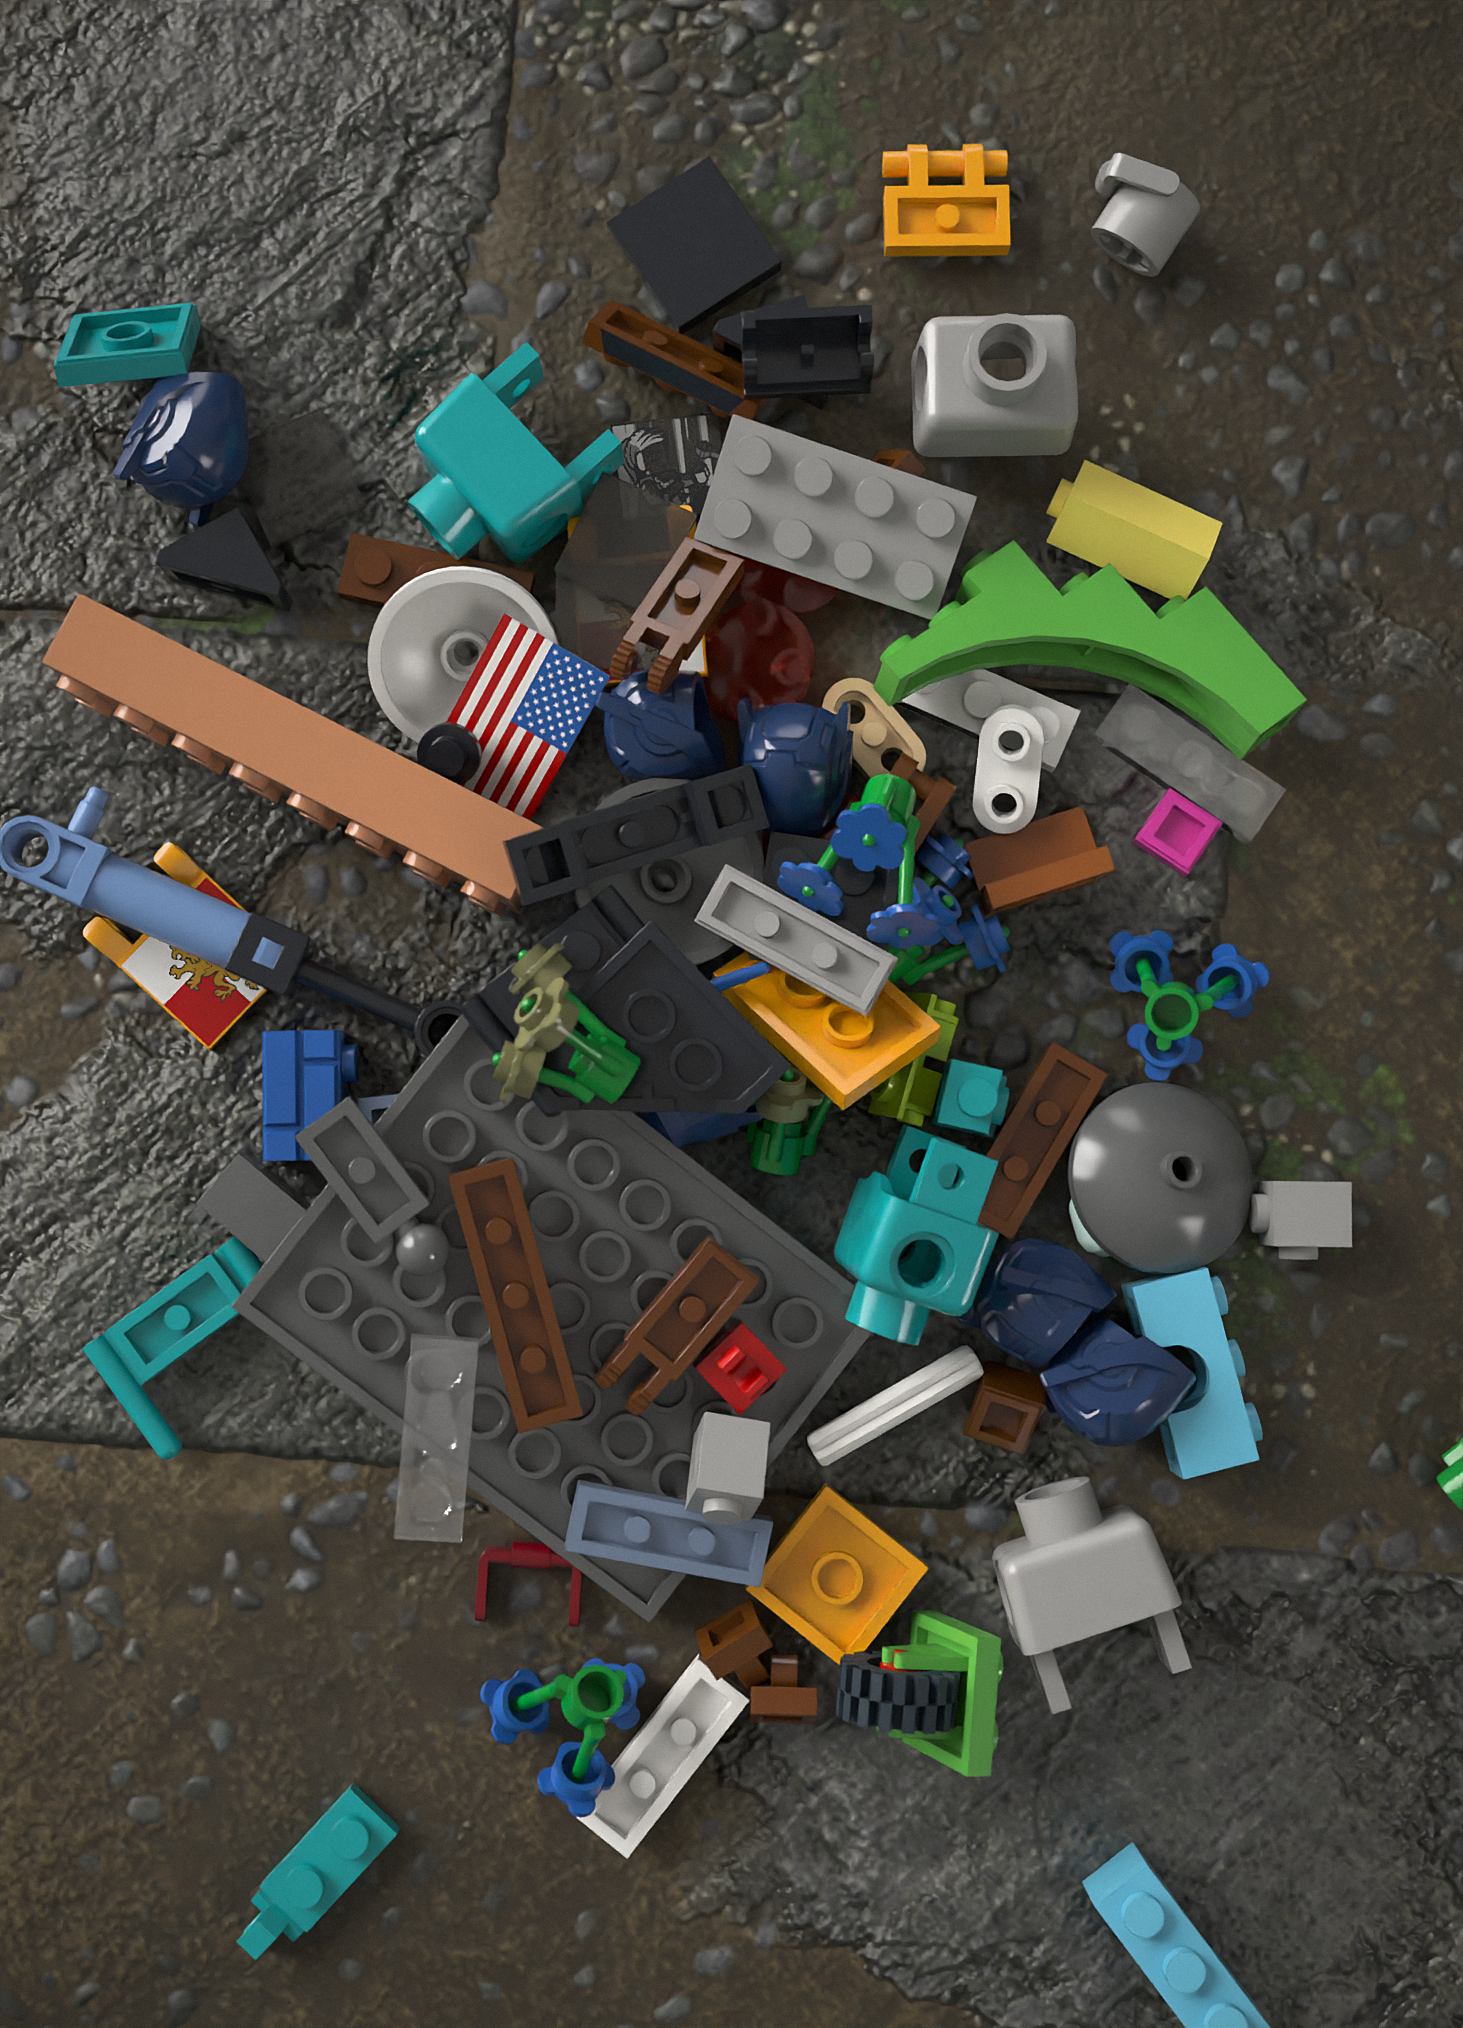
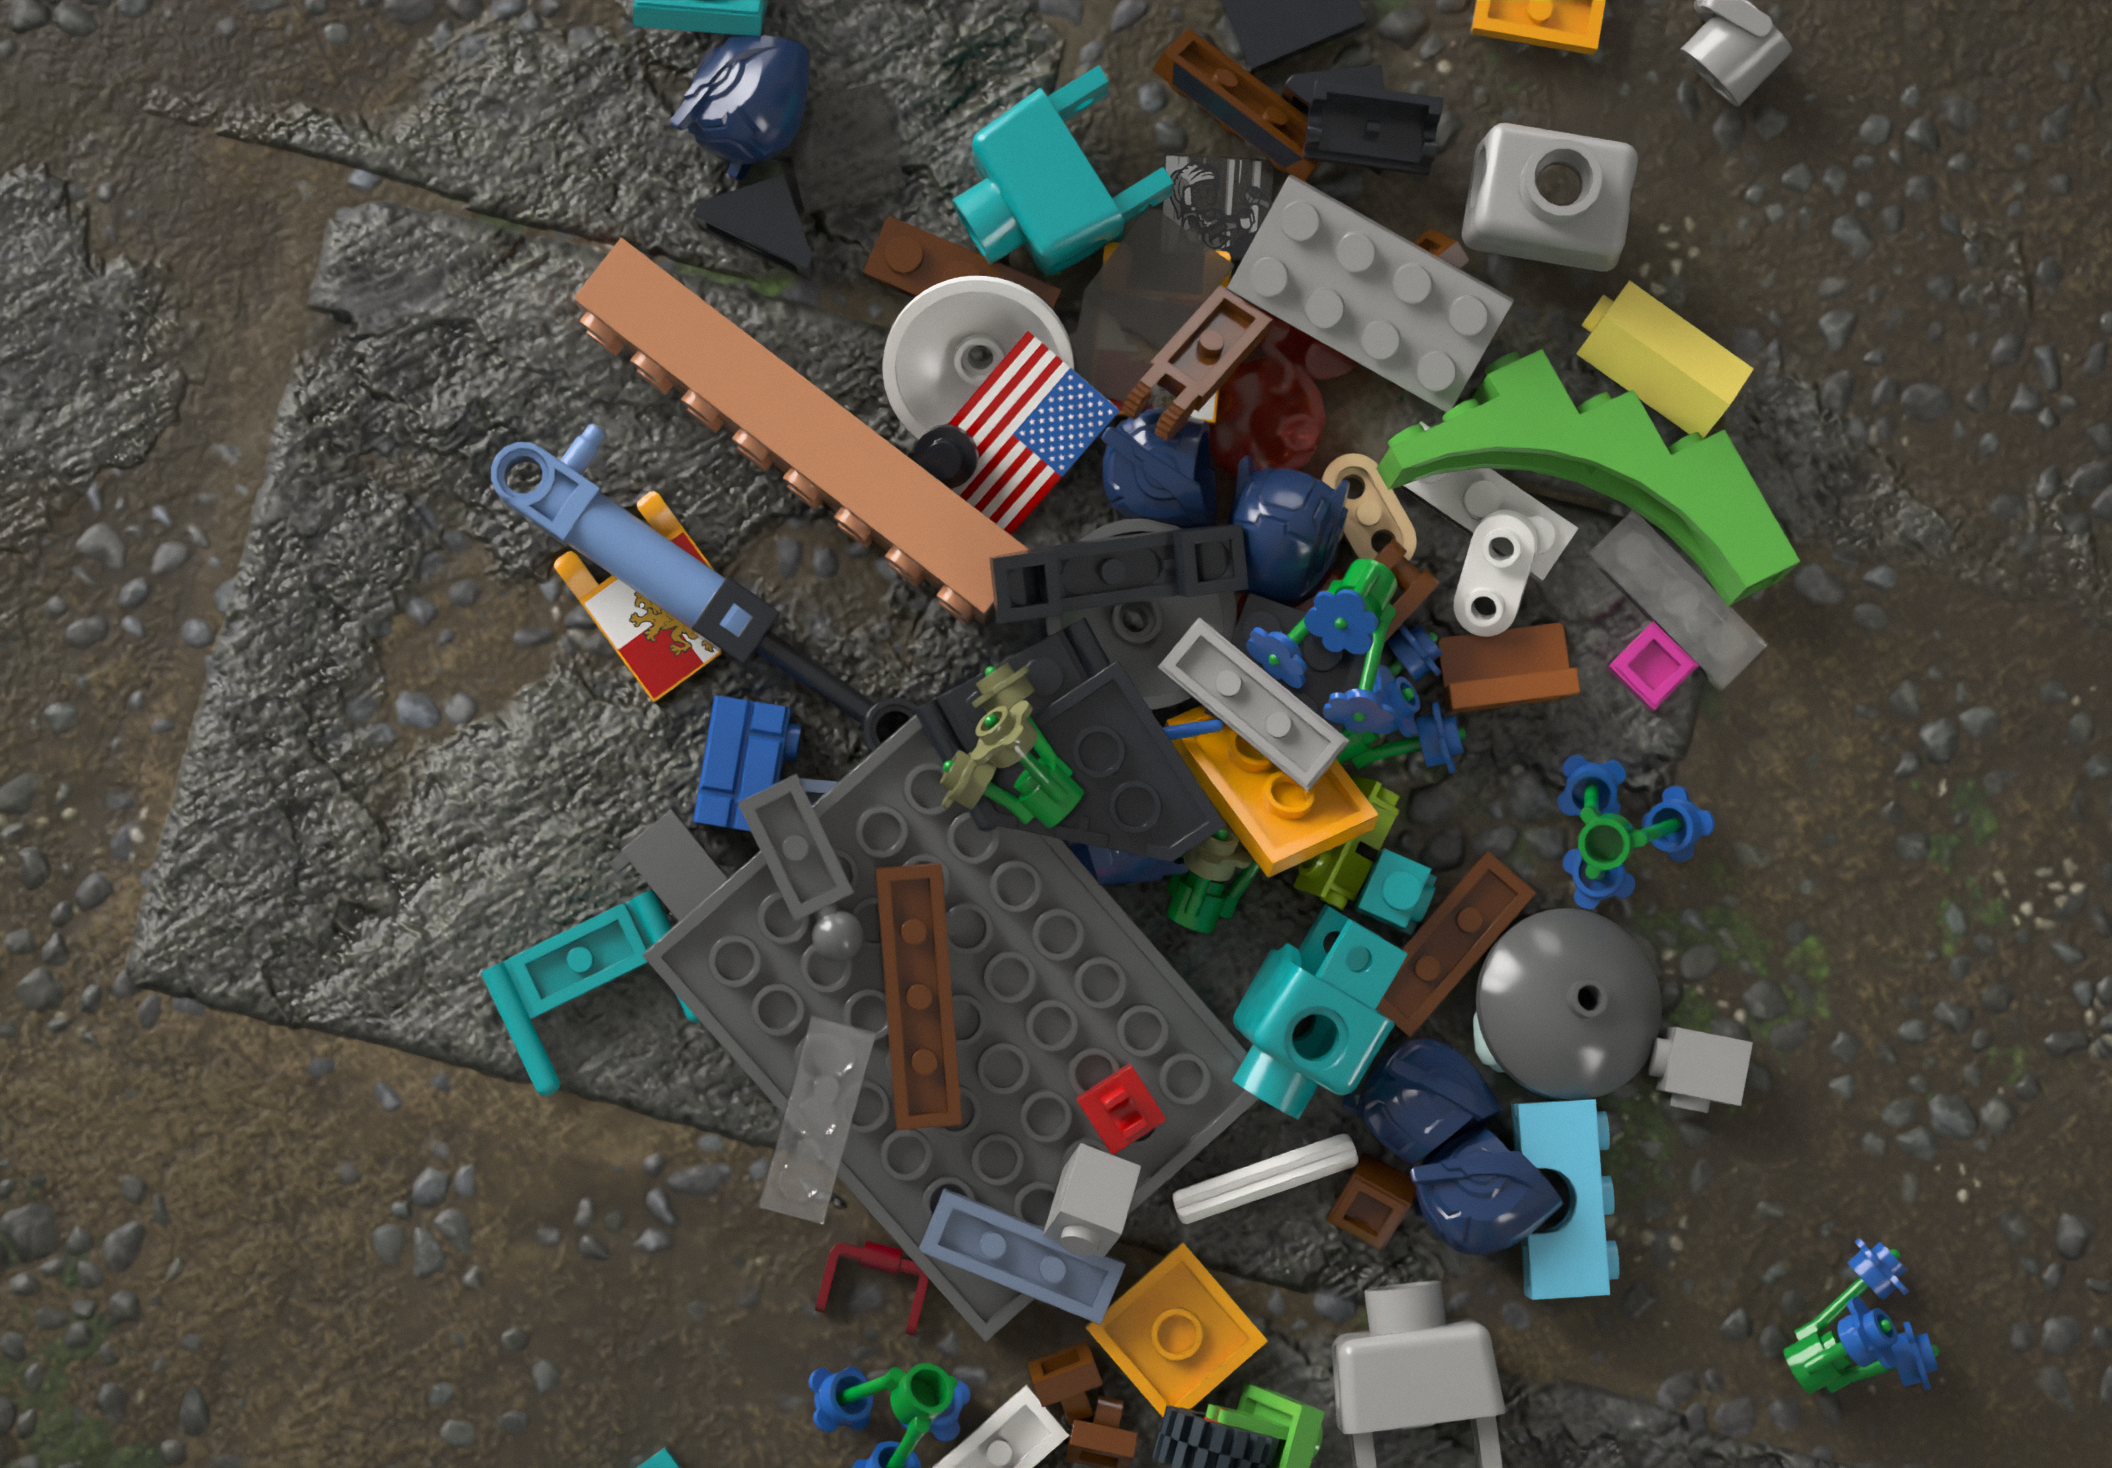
camera: 10 degrees right, 0 degrees up
(680, 1321) = (1072, 1052): reddish brown hinge -> none

